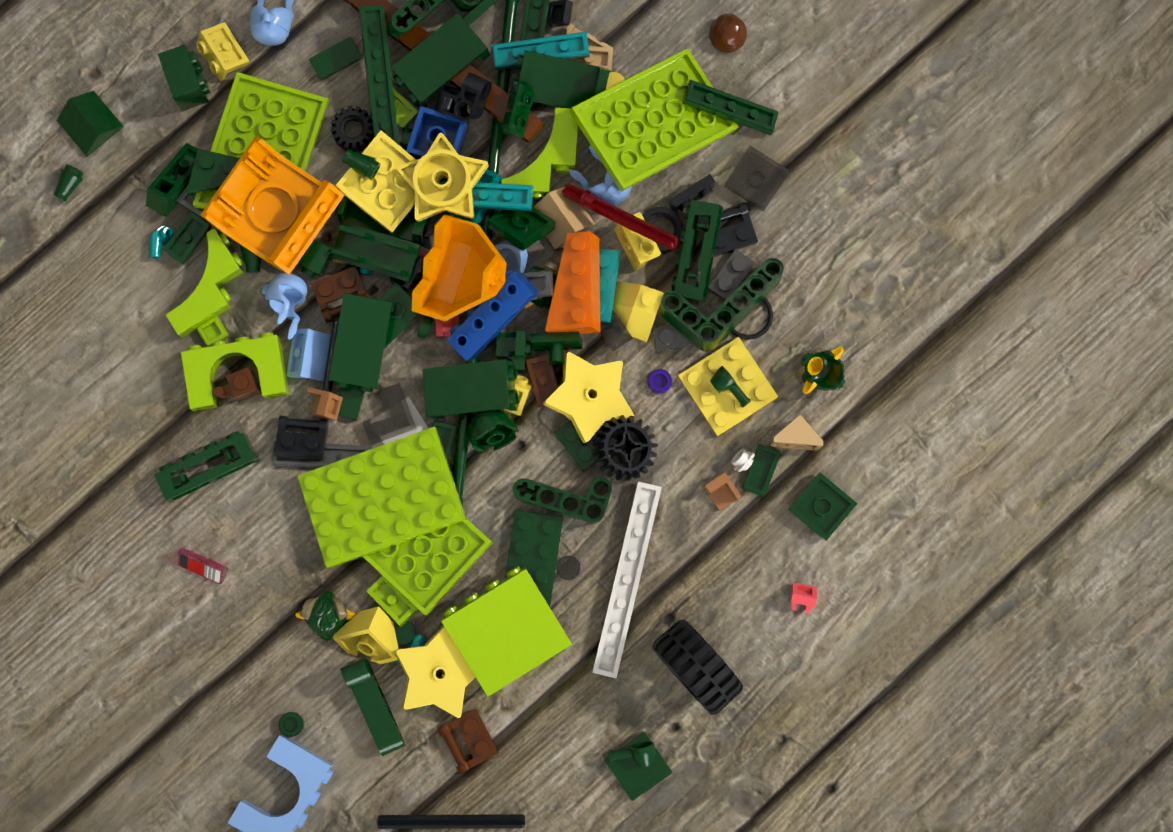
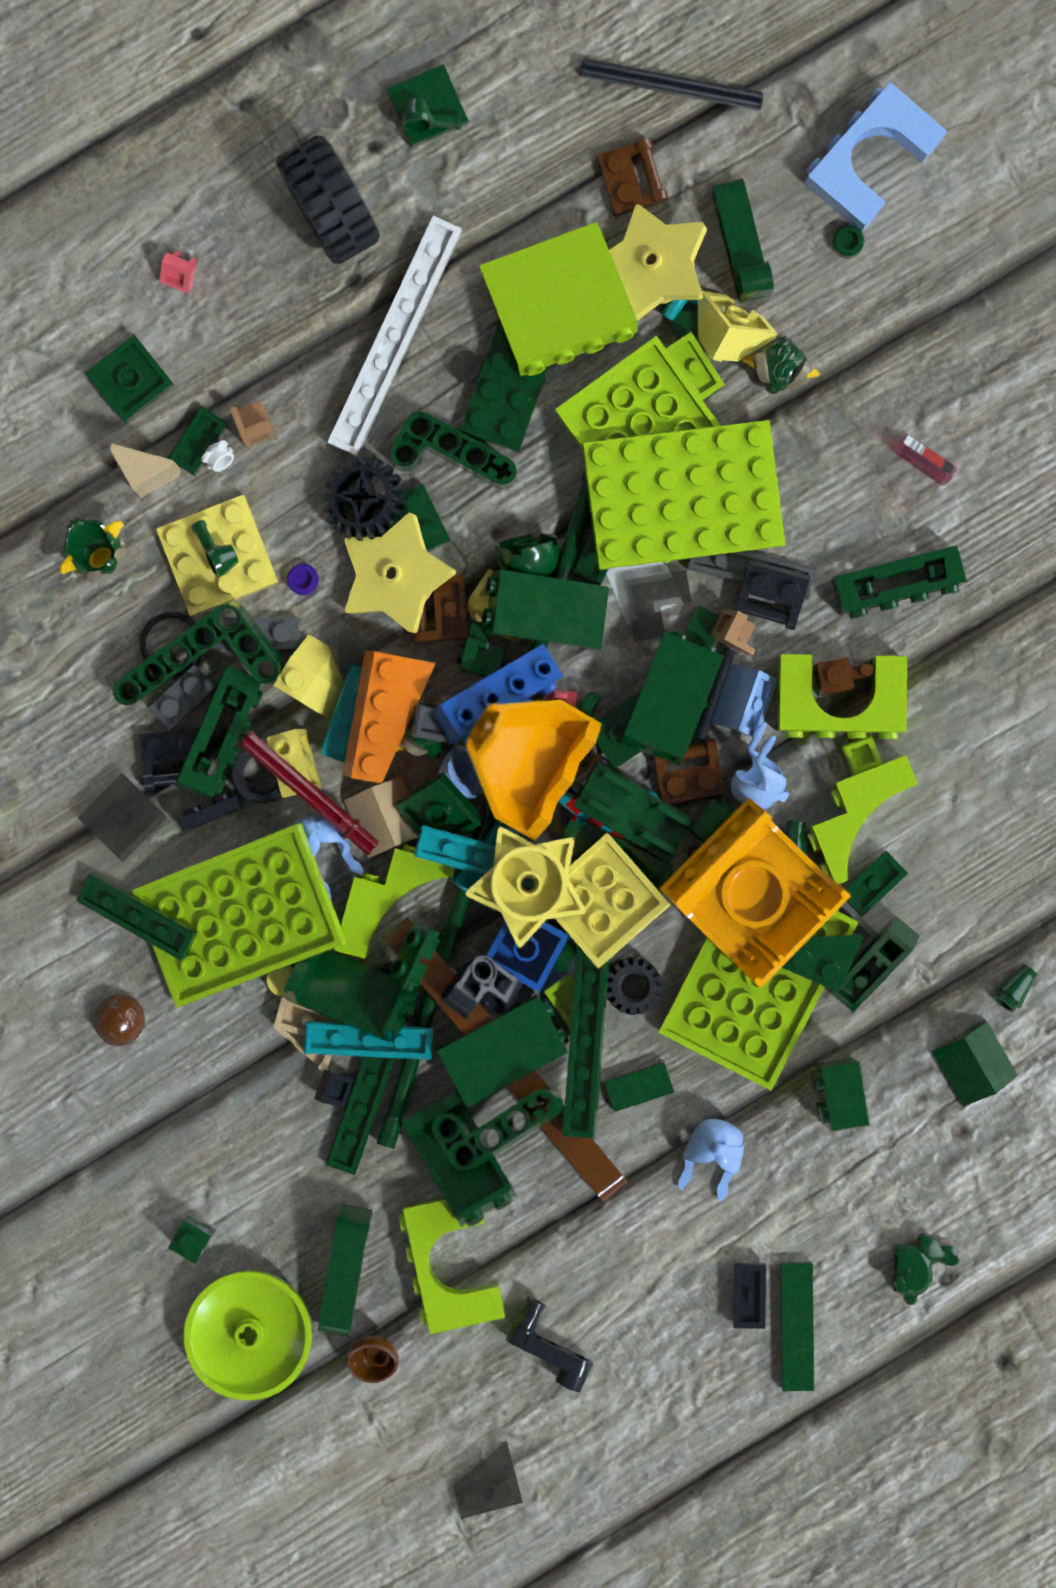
camera: 170 degrees left, 5 degrees up
(158, 239) = (911, 890): teal arm -> none
(221, 50) = (786, 1125): light yellow bracket -> none
(362, 164) = (628, 922): dark green cone -> none
(556, 344) = (424, 648): dark green tile -> none

